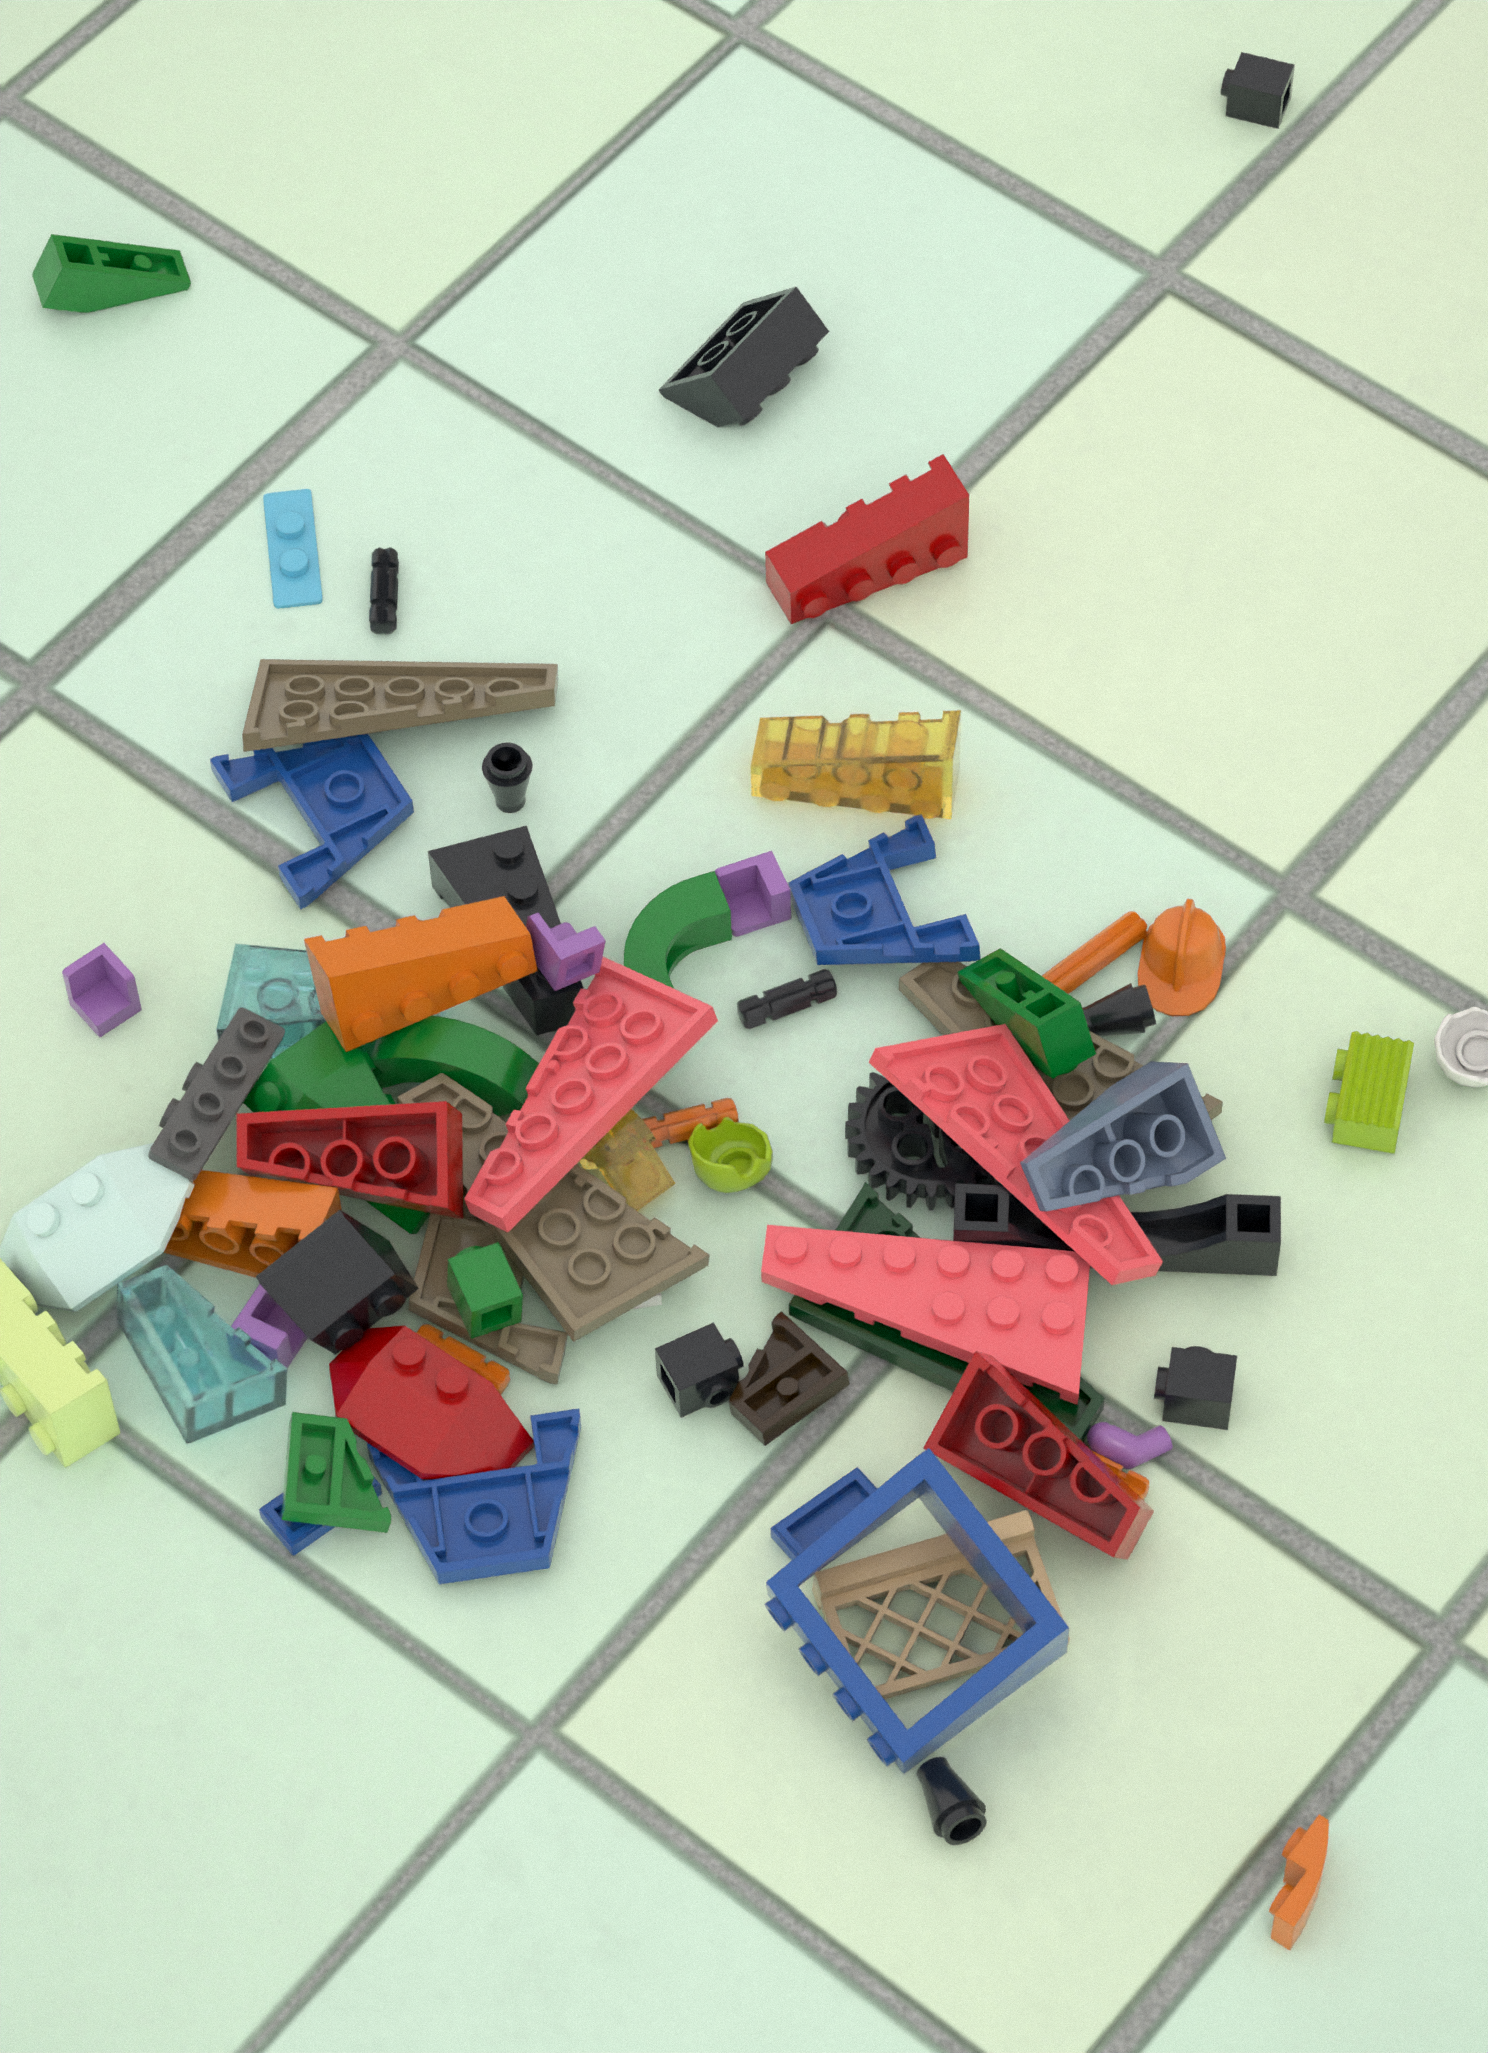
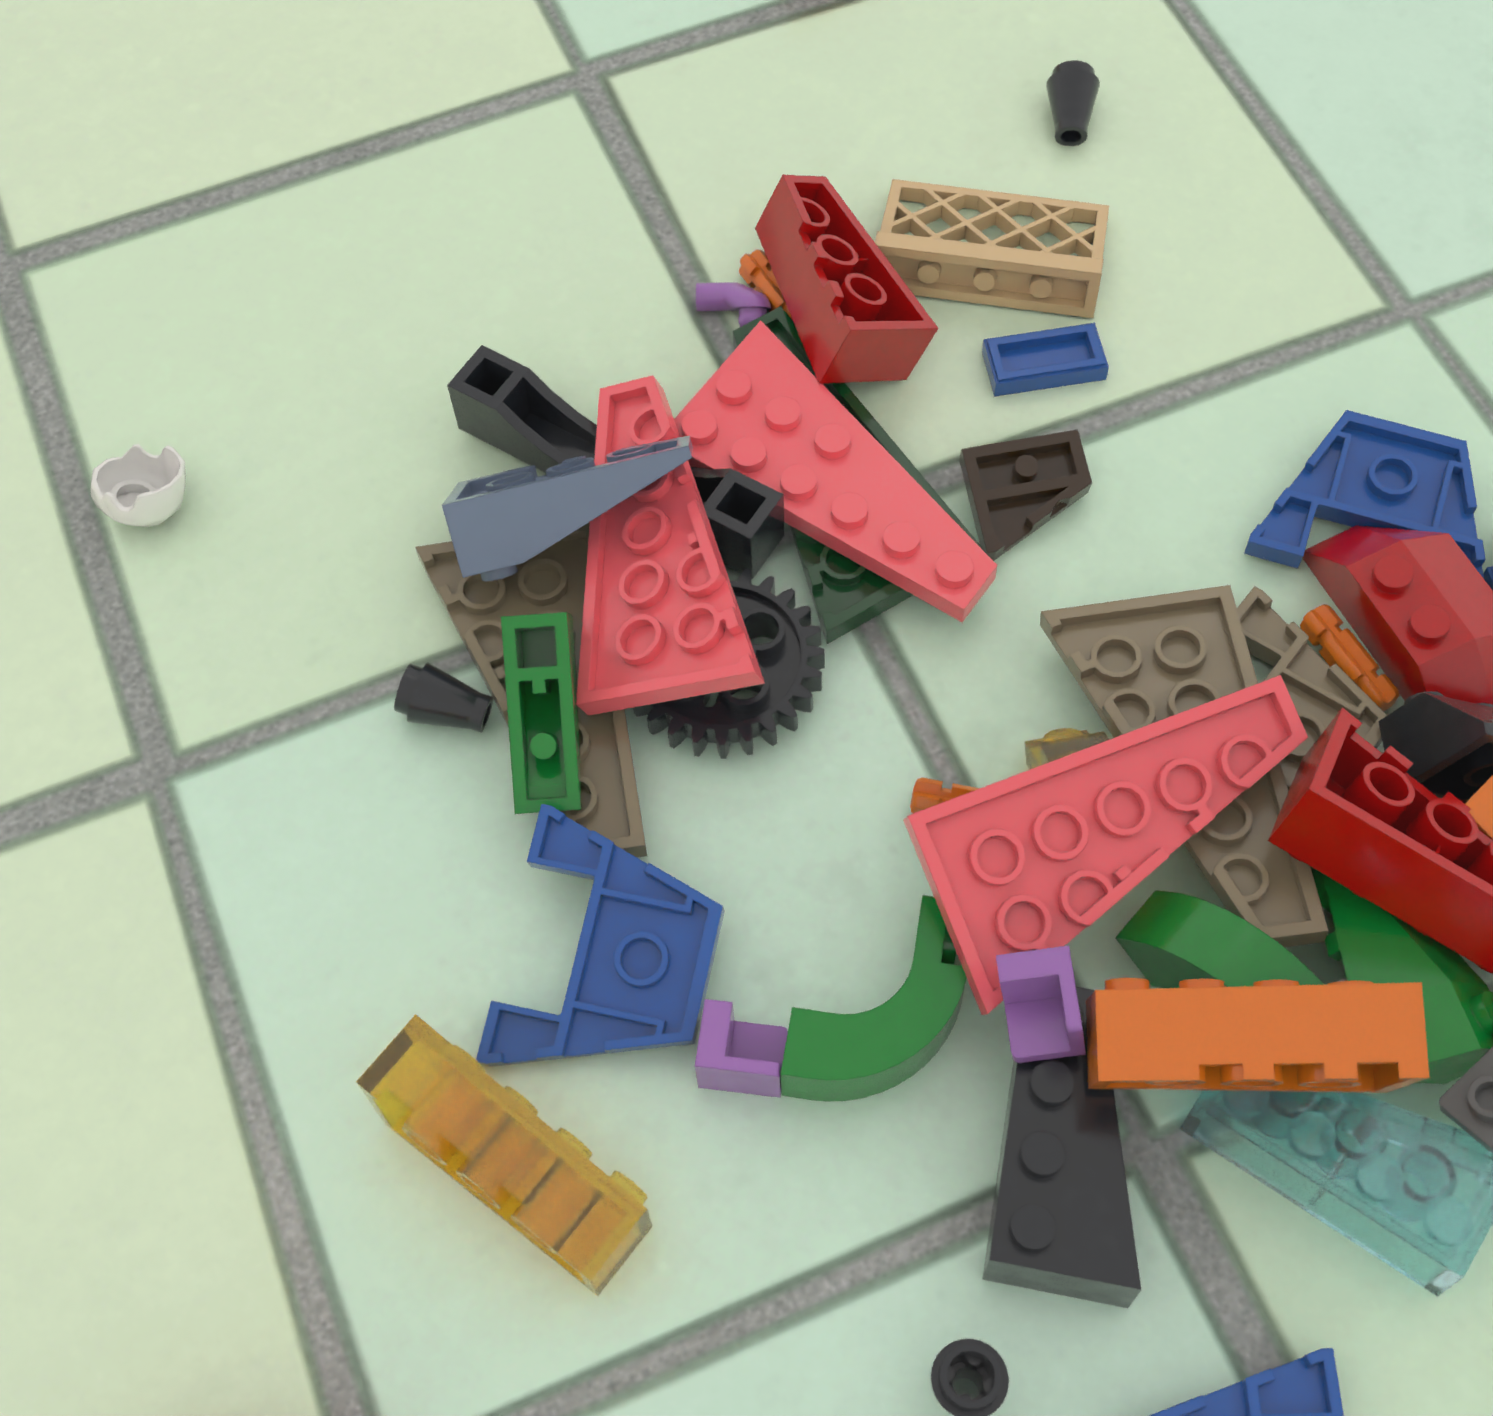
camera: 150 degrees left, 5 degrees up
(484, 1289) = (1314, 665): green brick -> none
(699, 1369) = (1105, 527): black brick -> none
(730, 1155) = (952, 726): lime hair -> none
(786, 999) = (780, 903): black axle -> none
(1043, 1628) = (1013, 238): blue windscreen -> none
(1098, 952) = (424, 784): orange axle -> none
(1182, 960) = (327, 744): orange piece -> none
(1197, 1387) = (640, 308): black brick -> none
(1371, 1091) = (268, 495): lime brick -> none

